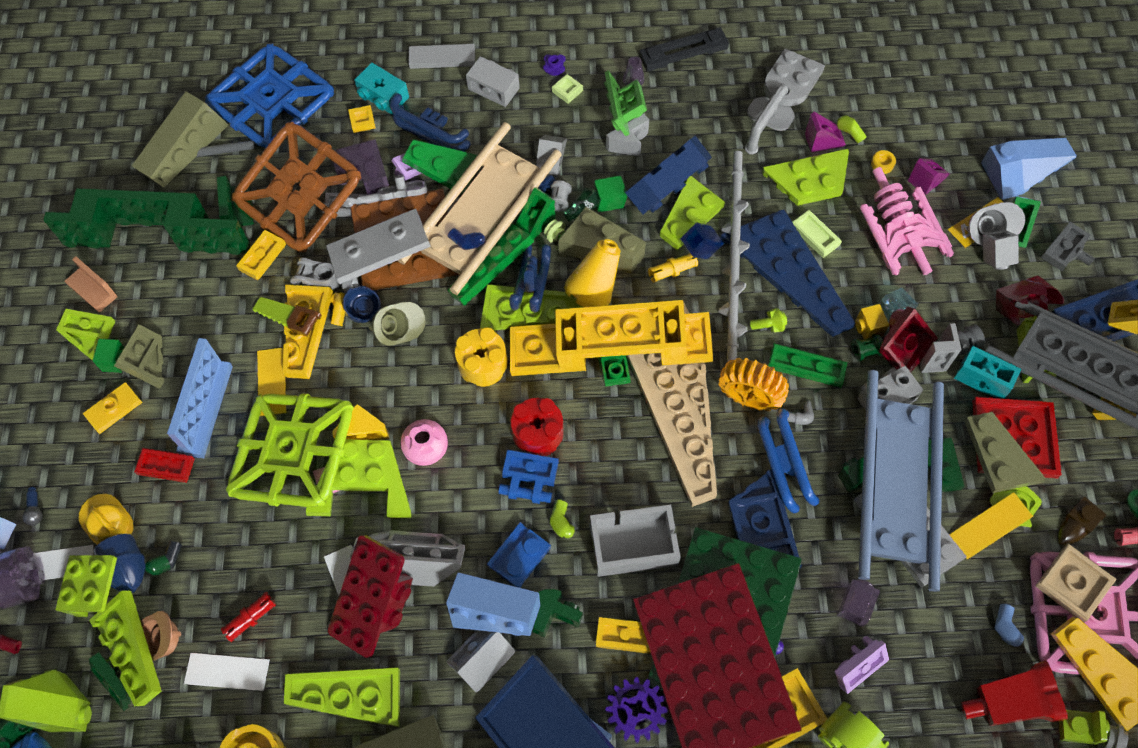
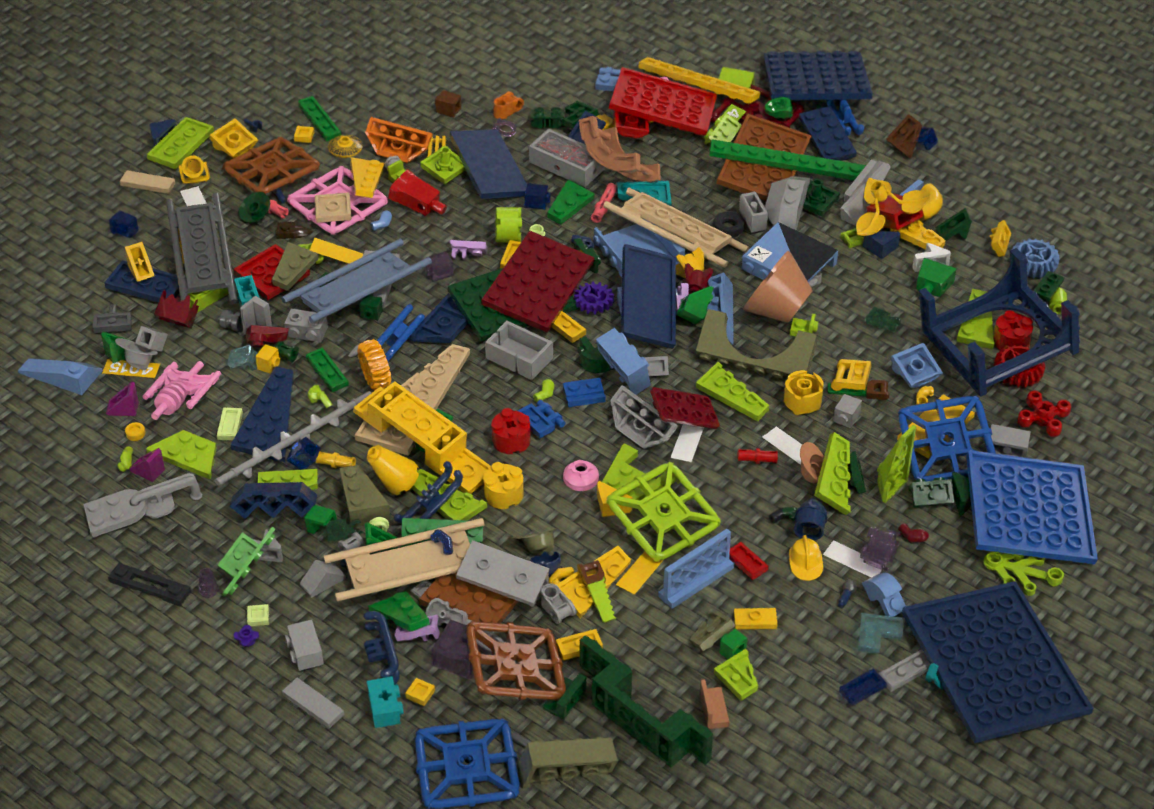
camera: 140 degrees left, 20 degrees down
(86, 584) = (837, 512): lime bracket -> none

